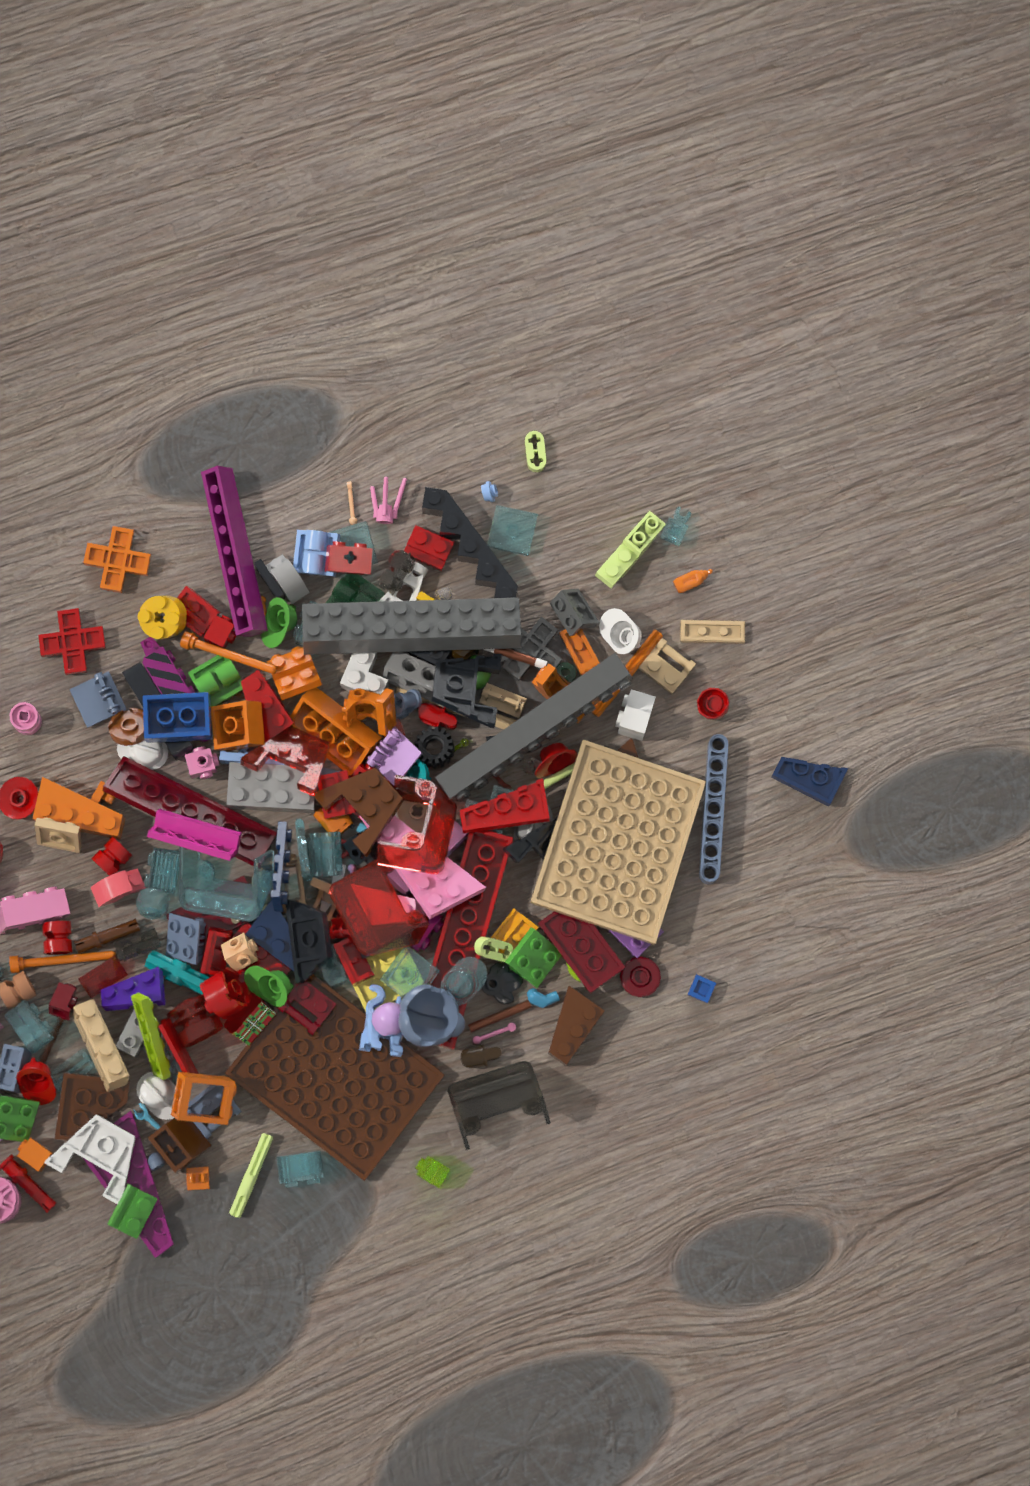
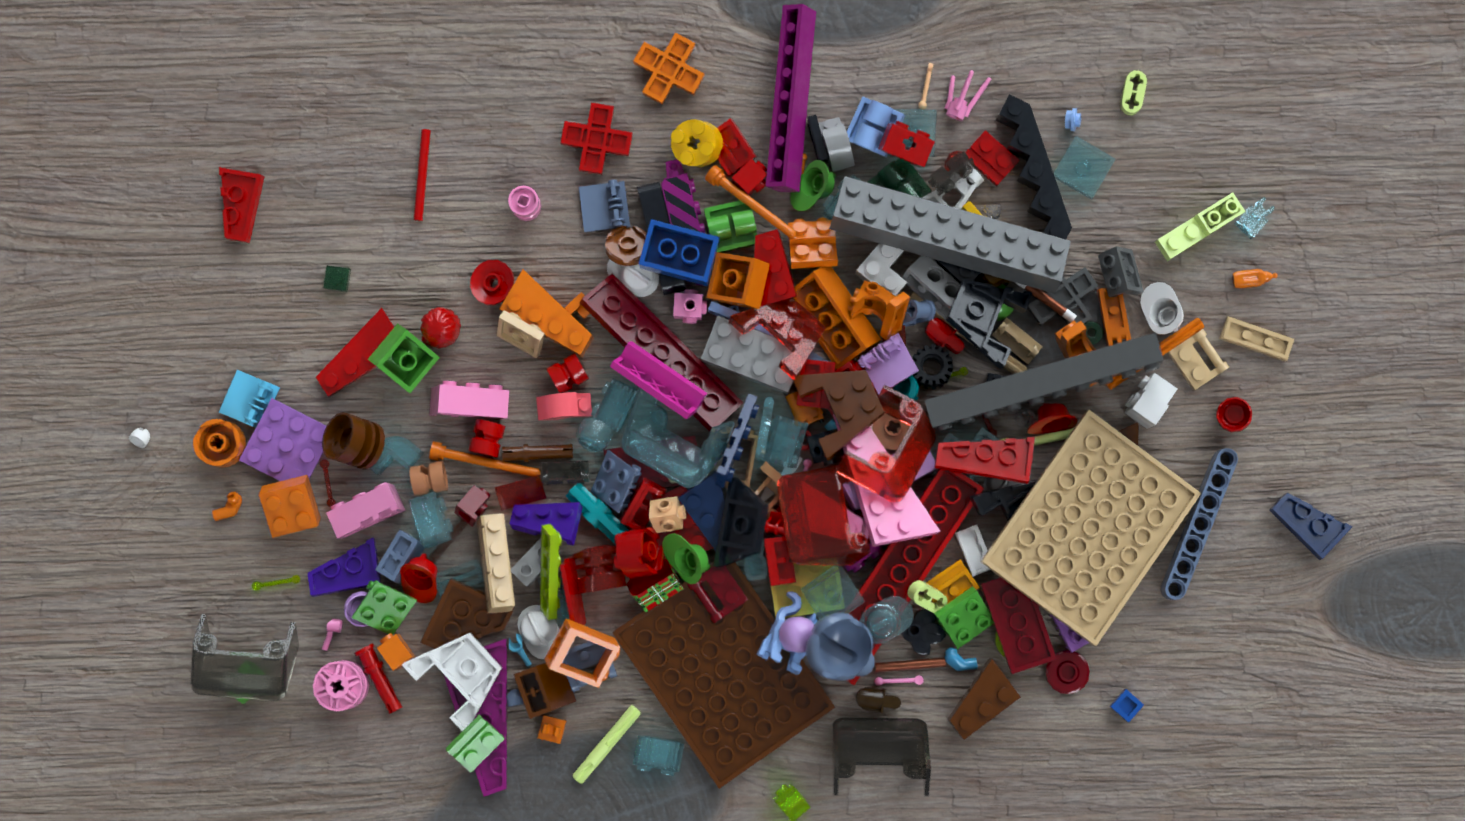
camera: 25 degrees right, 5 degrees up
(521, 894) = (973, 549): none -> white plate

